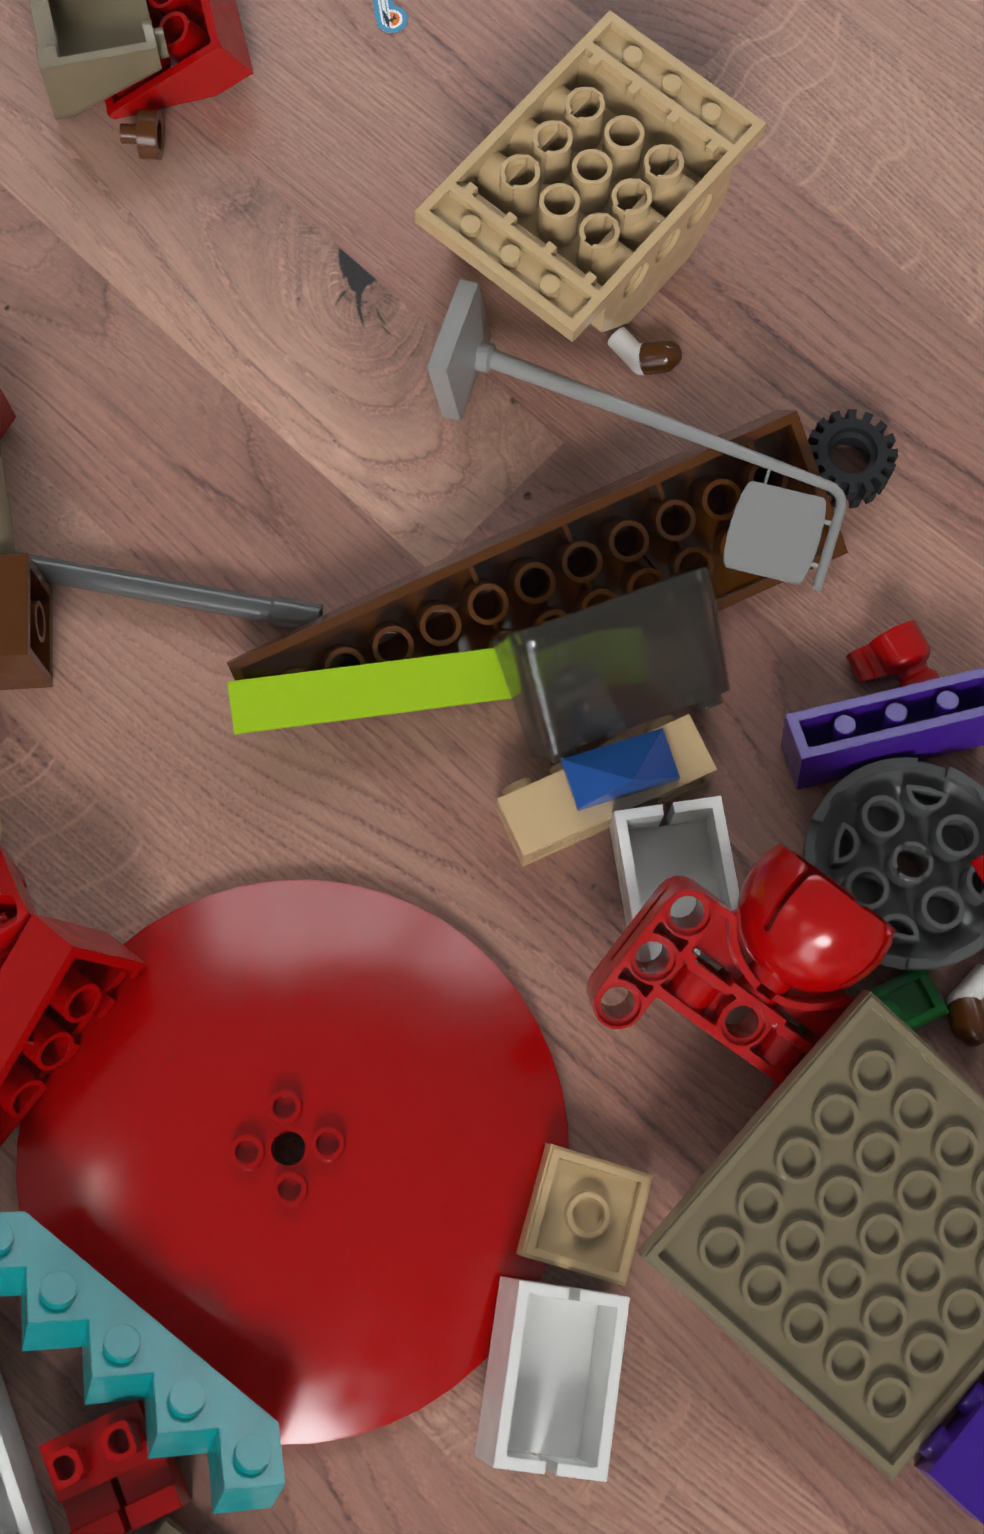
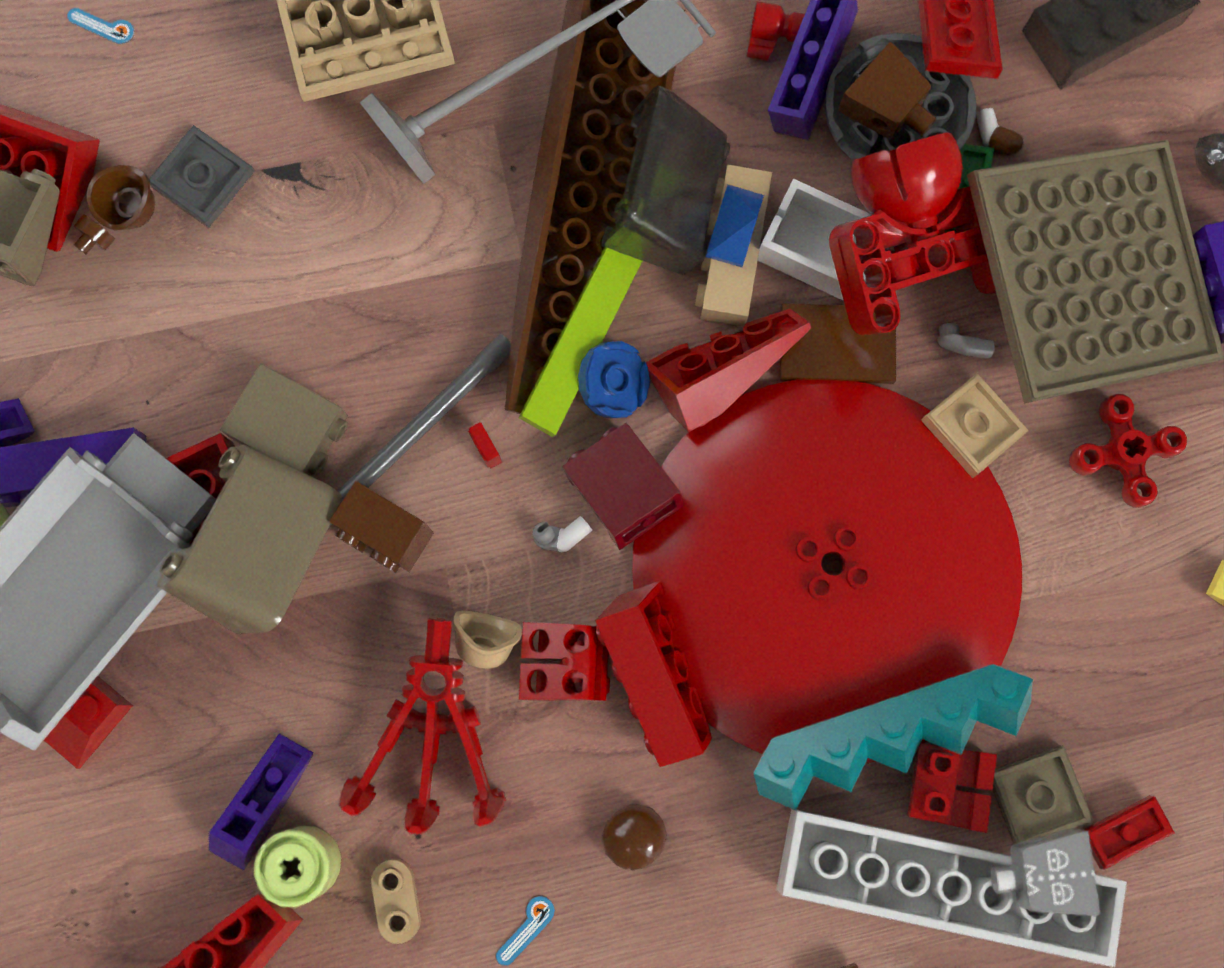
camera: 55 degrees left, 5 degrees up
(65, 452) = (285, 421): none -> dark tan panel
(129, 823) = (558, 538): none -> arm
(180, 671) = (484, 445): none -> red tile
(201, 133) = (121, 198): none -> reddish brown helmet
(226, 848) = (623, 485): none -> dark red panel
(287, 195) = (201, 176): none -> dark grey tile
(348, 758) = (613, 379): none -> blue tile
(430, 864) = (712, 376): none -> red wedge
(549, 970) = (836, 351): none -> reddish brown tile
(552, 1379) = (1059, 500): white piece -> none
(647, 357) = (476, 37): arm -> none
(675, 1137) = (964, 345): none -> light grey arm
(703, 1448) = (1140, 447): none -> red gear
(904, 838) = (889, 95): none -> reddish brown torso

